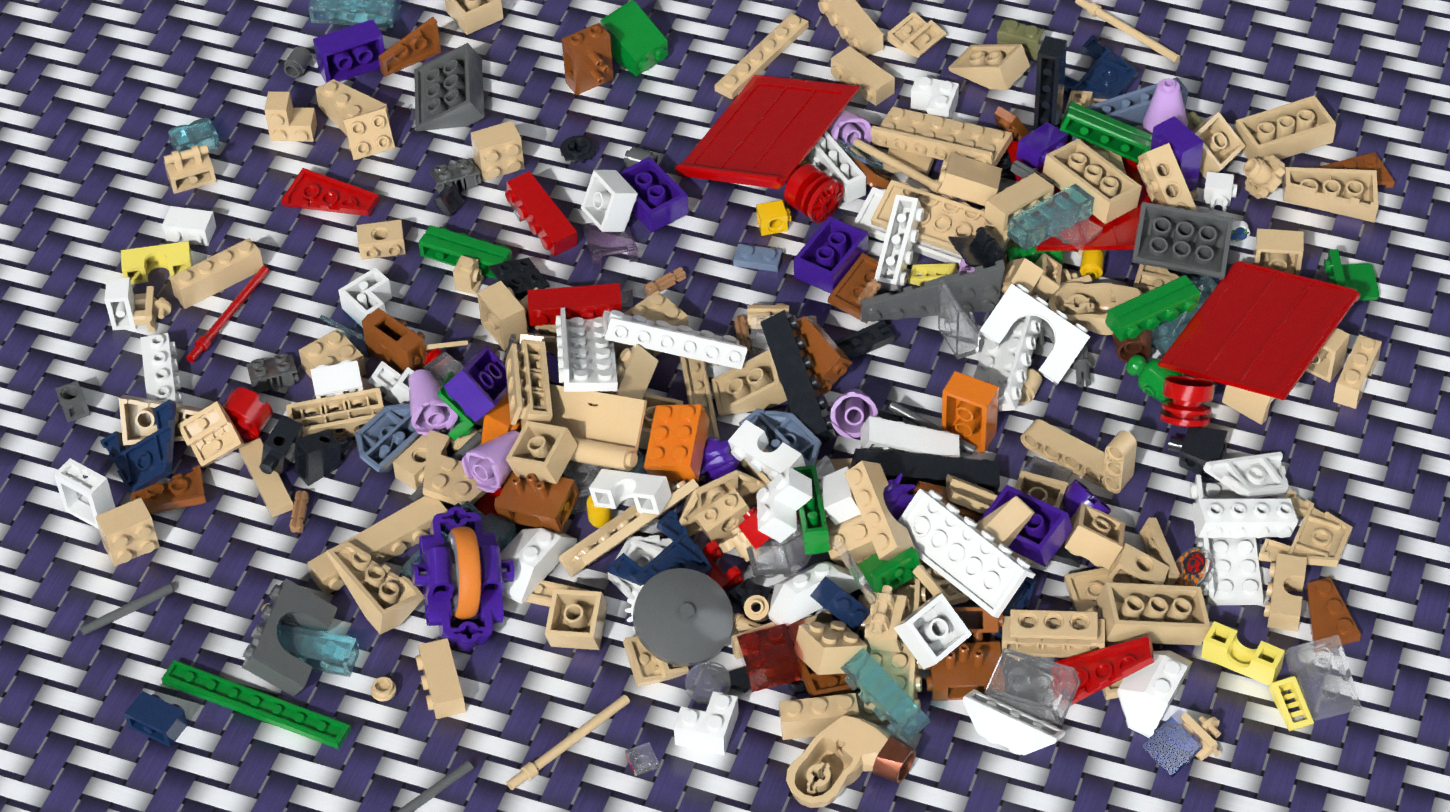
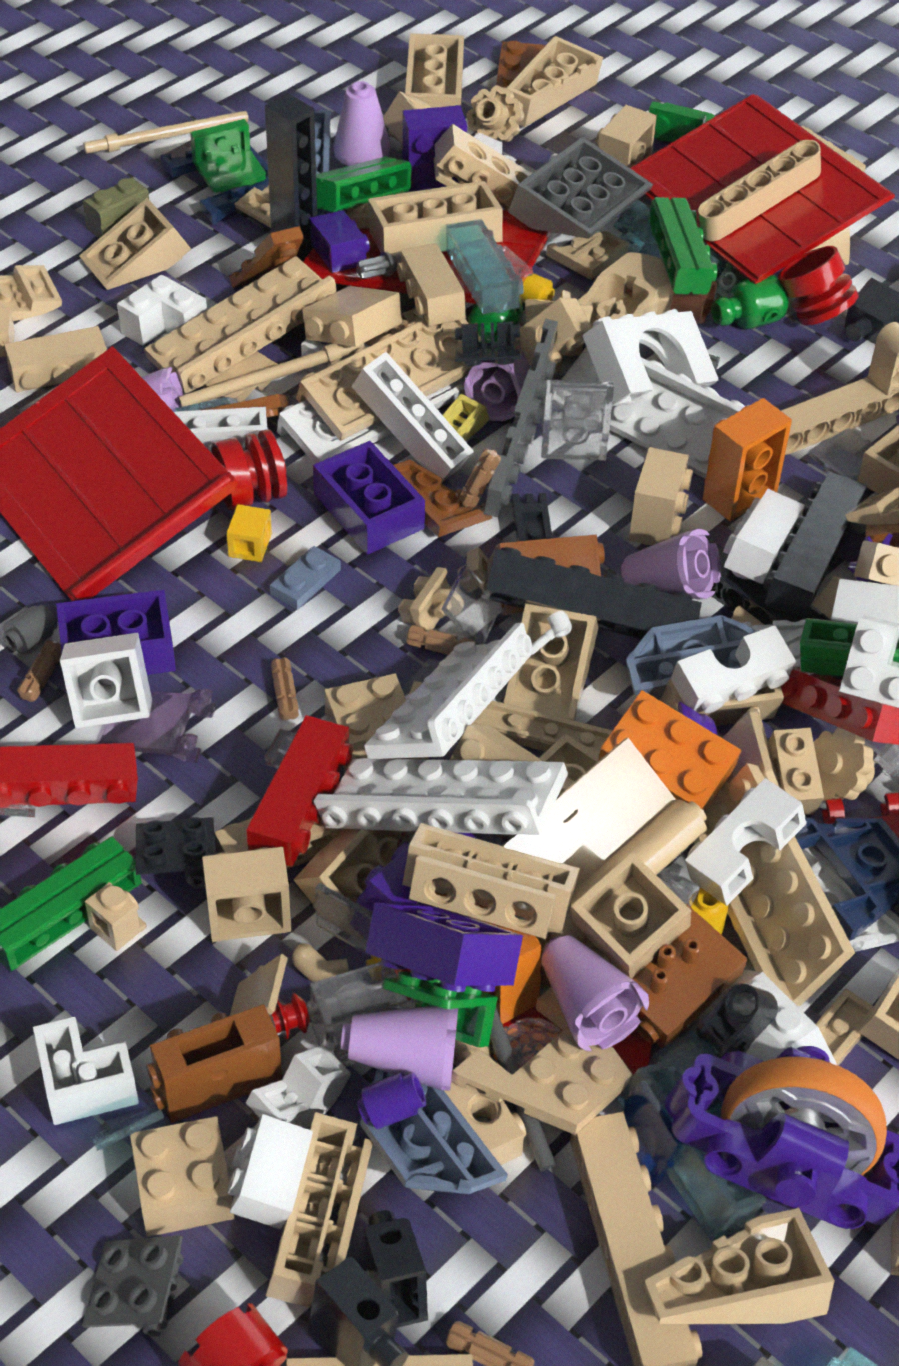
camera: 70 degrees left, 0 degrees up
(393, 407) = (391, 1100): none -> dark purple brick
(518, 532) = (729, 1023): none -> black piece
(761, 368) = (560, 627): none -> white hand
(917, 384) = (660, 497): none -> tan brick
(920, 421) = (718, 518): dark grey bar -> none
(1101, 64) = (225, 156): none -> green bracket
(1238, 326) = (760, 190): none -> tan beam

